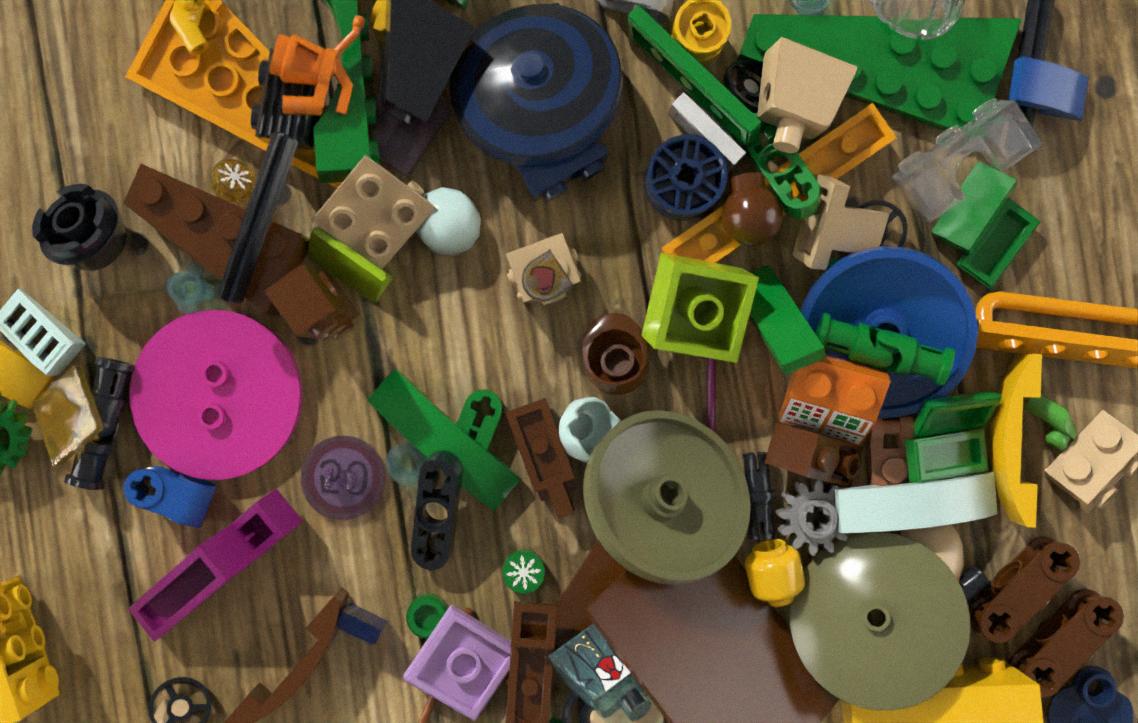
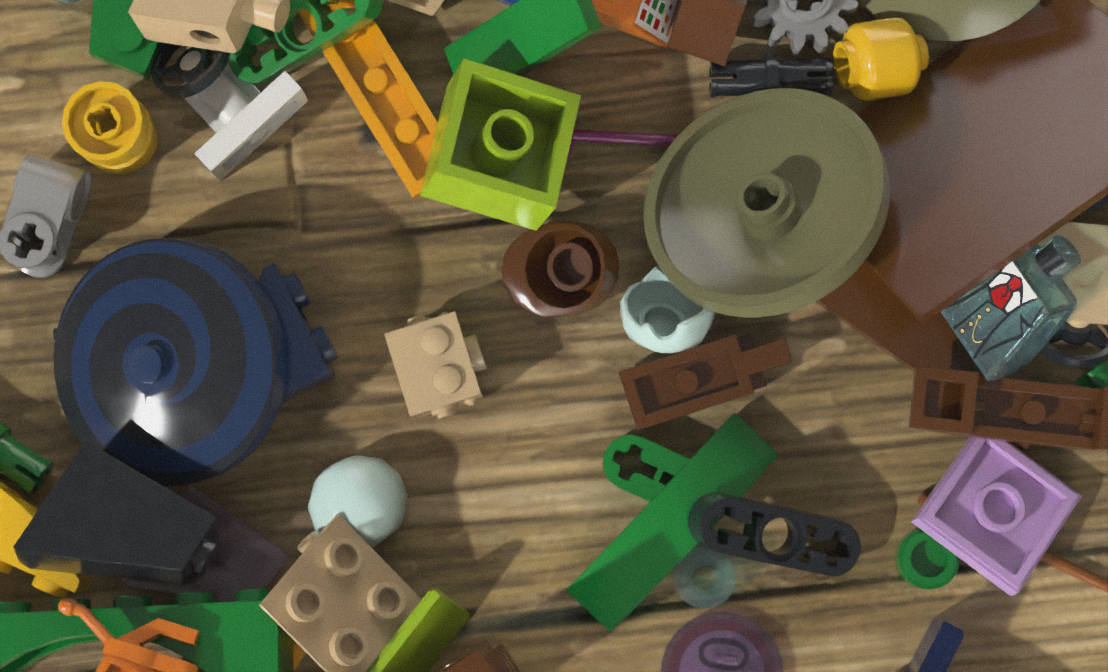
camera: 85 degrees left, 5 degrees down
(523, 571) = (867, 416): green tile -> none
(545, 278) = (447, 359): clear smoke tile -> none
(693, 77) = (174, 140): green tile -> none
(694, 158) = (287, 147): dark blue wheel -> none
(751, 211) = (369, 66): reddish brown piece -> none

